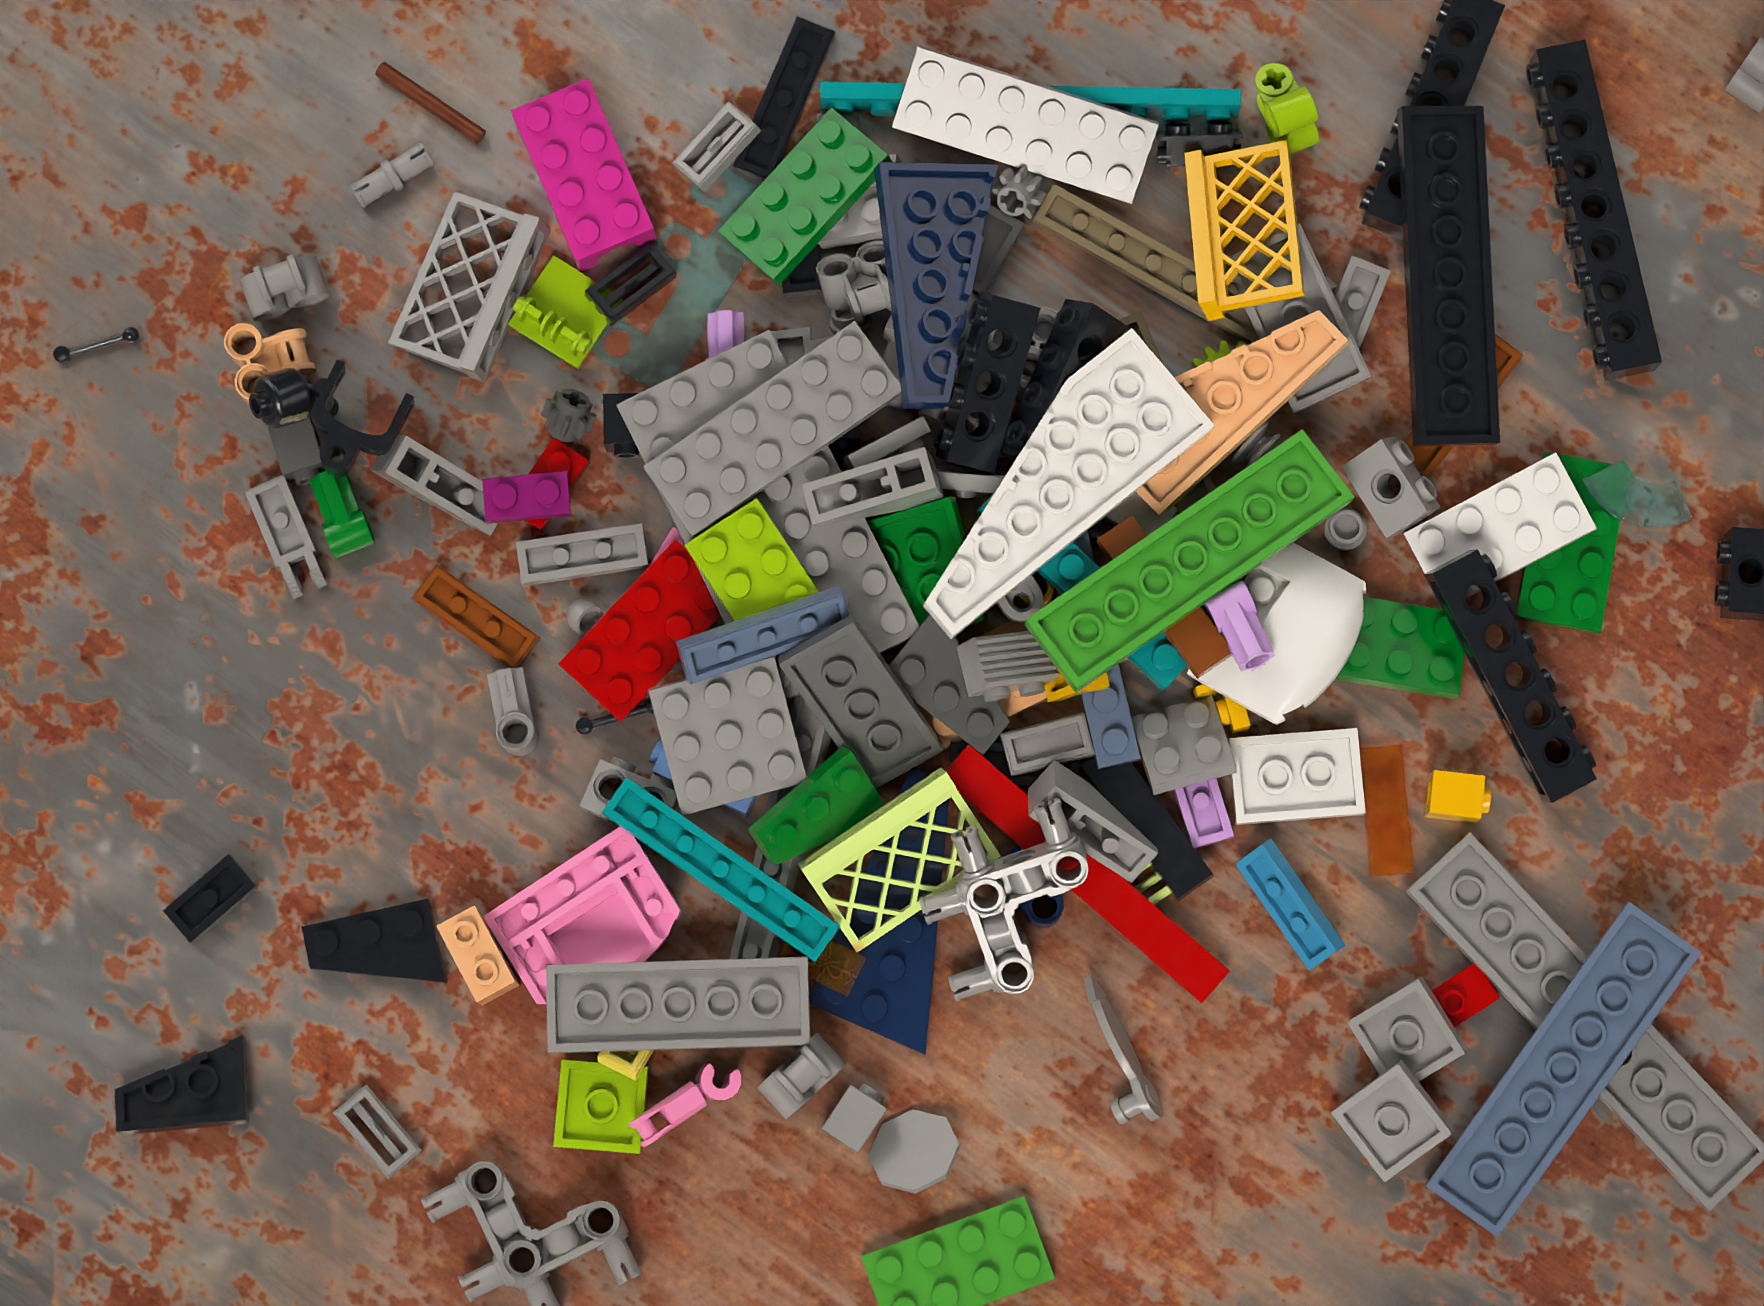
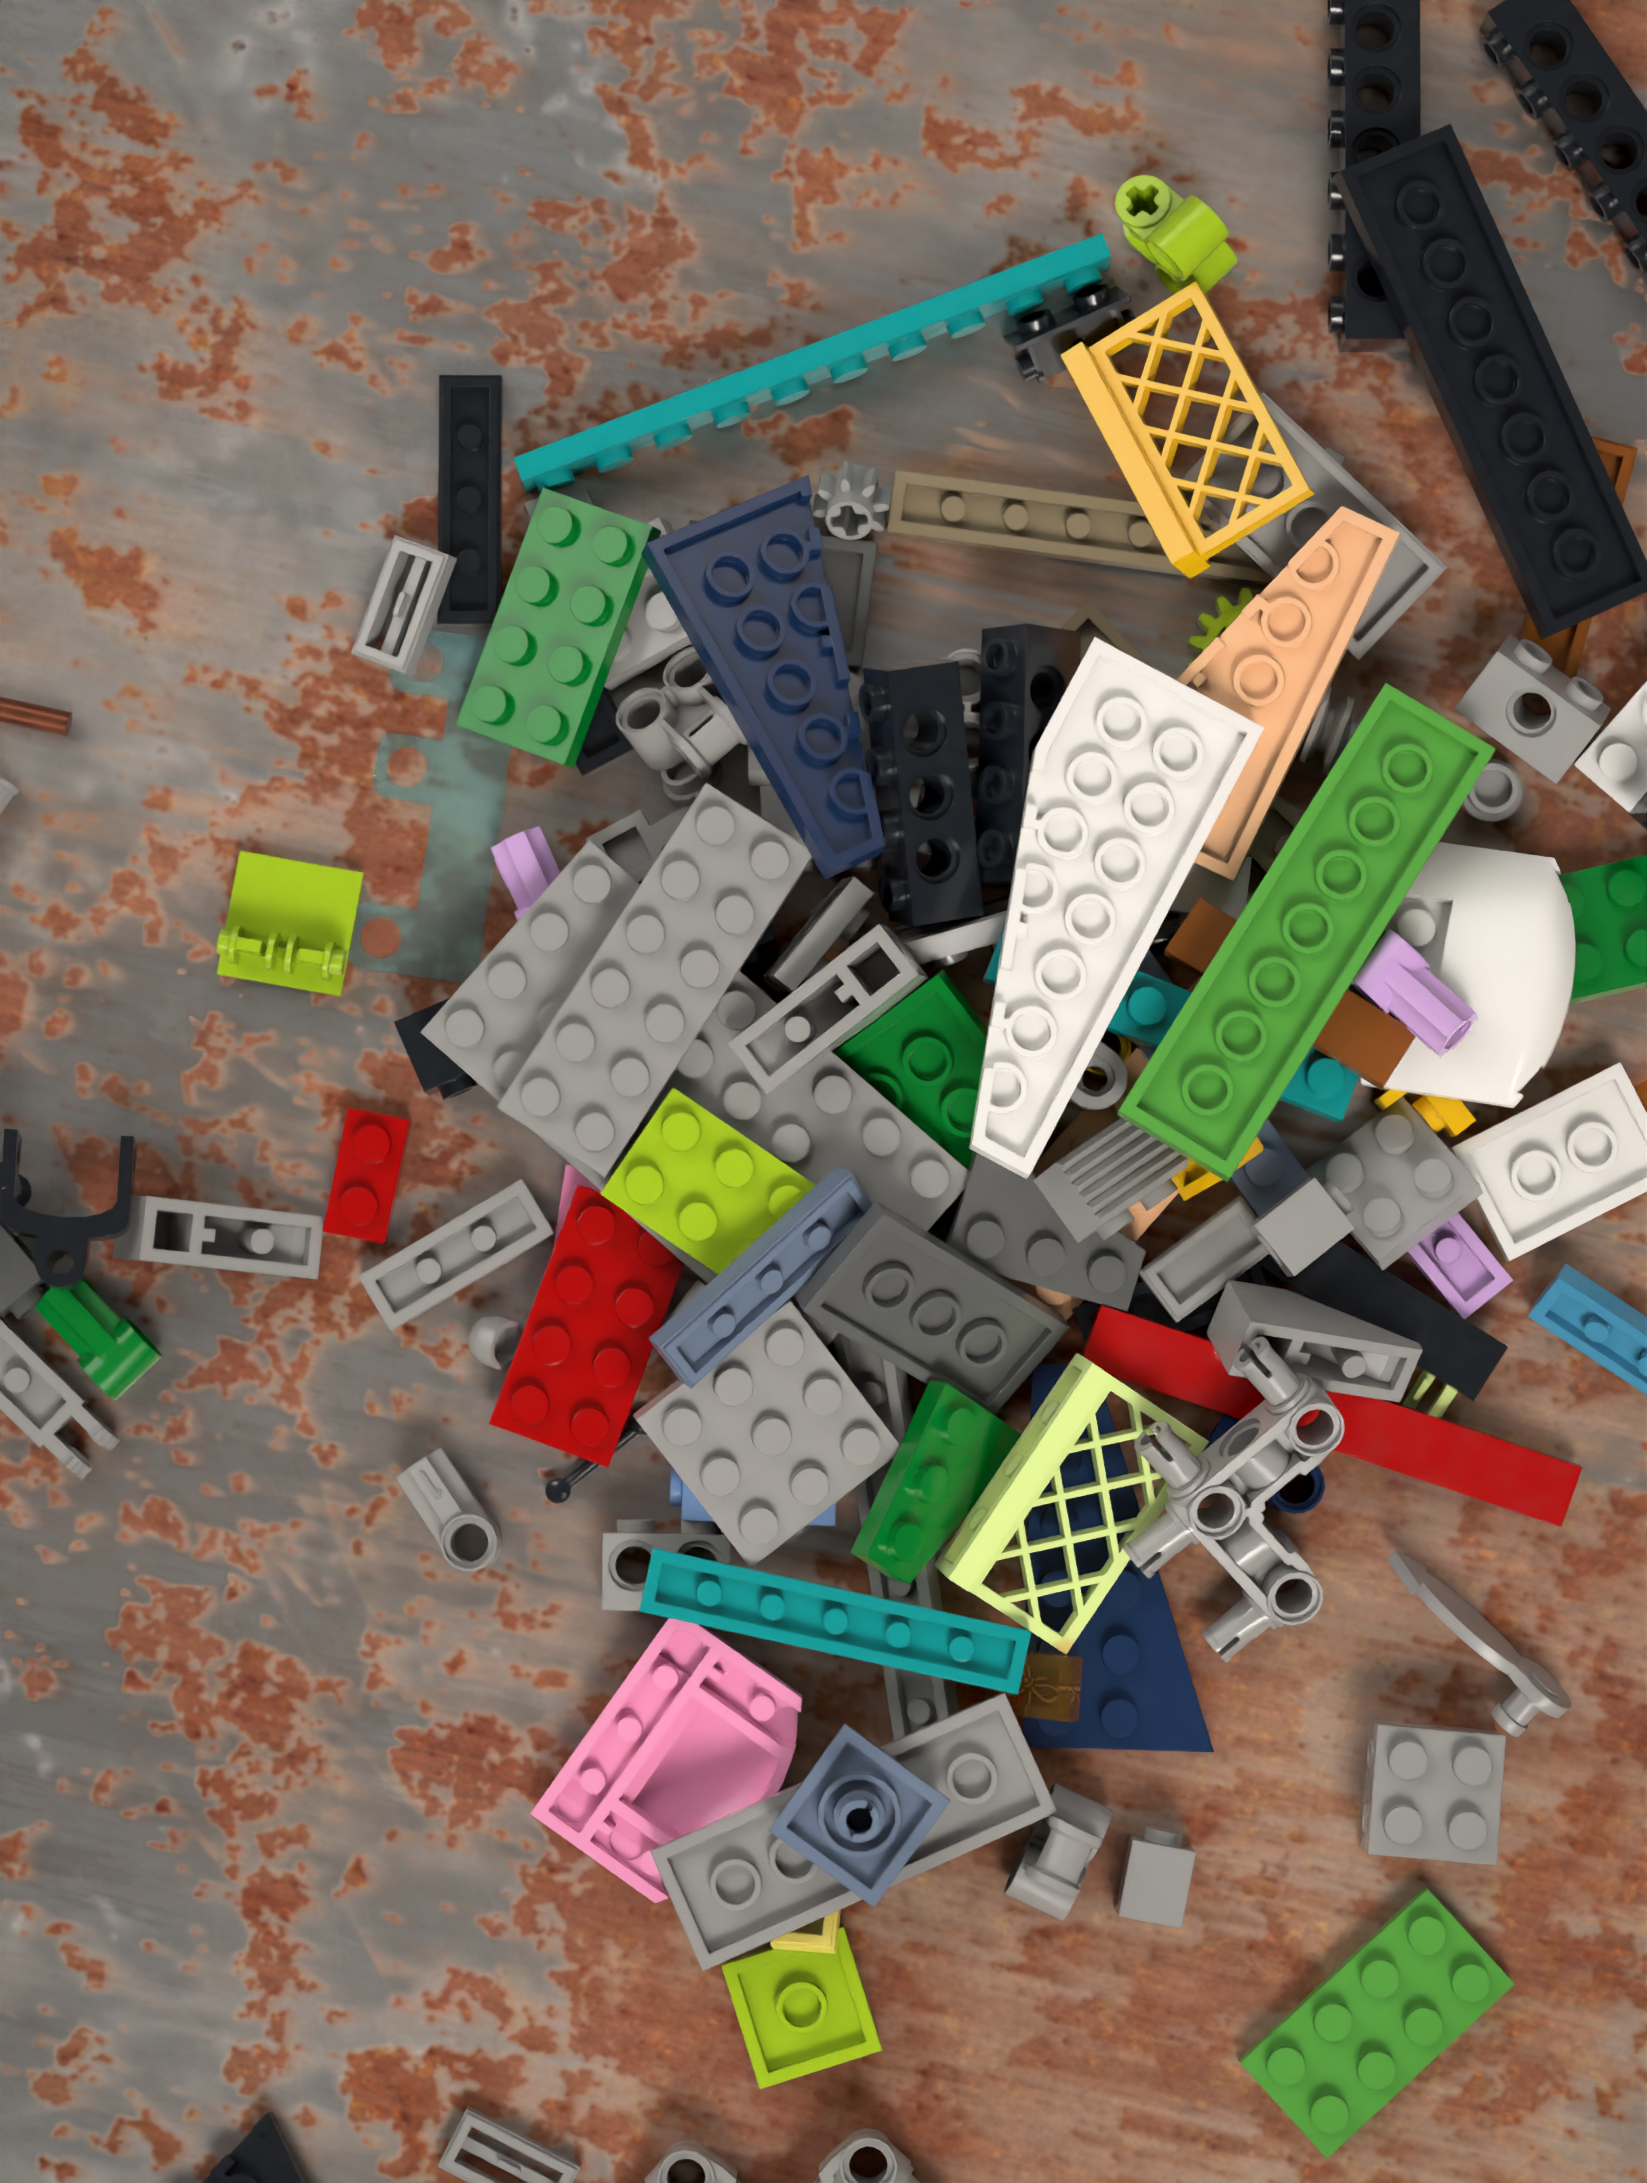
camera: 25 degrees left, 5 degrees up
(210, 899) = (144, 1943): black plate -> none
(380, 942) = (402, 1907): black wing -> none
(475, 618) = (345, 1402): dark orange tile -> none
(478, 955) = (547, 1871): light nougat brick -> none
(504, 288) = (193, 933): light grey fence -> none
(526, 497) = (348, 1209): magenta plate -> none
(568, 415) = (356, 1069): dark grey gear -> none
(583, 173) = (235, 720): dark pink brick -> none
(639, 297) = (340, 894): black tile -> none
(685, 992) = (859, 1815): none -> sand blue plate
(686, 1102) = (917, 1955): bright pink piece -> none
(914, 1151) = (1254, 1891): light grey piece -> none
(1025, 124) = (822, 403): plate -> none
(1052, 1134) = (1432, 1792): none -> light grey piece
(1114, 742) = (1303, 1225): none -> light grey brick
(1360, 295) = (1381, 454): light grey plate -> none

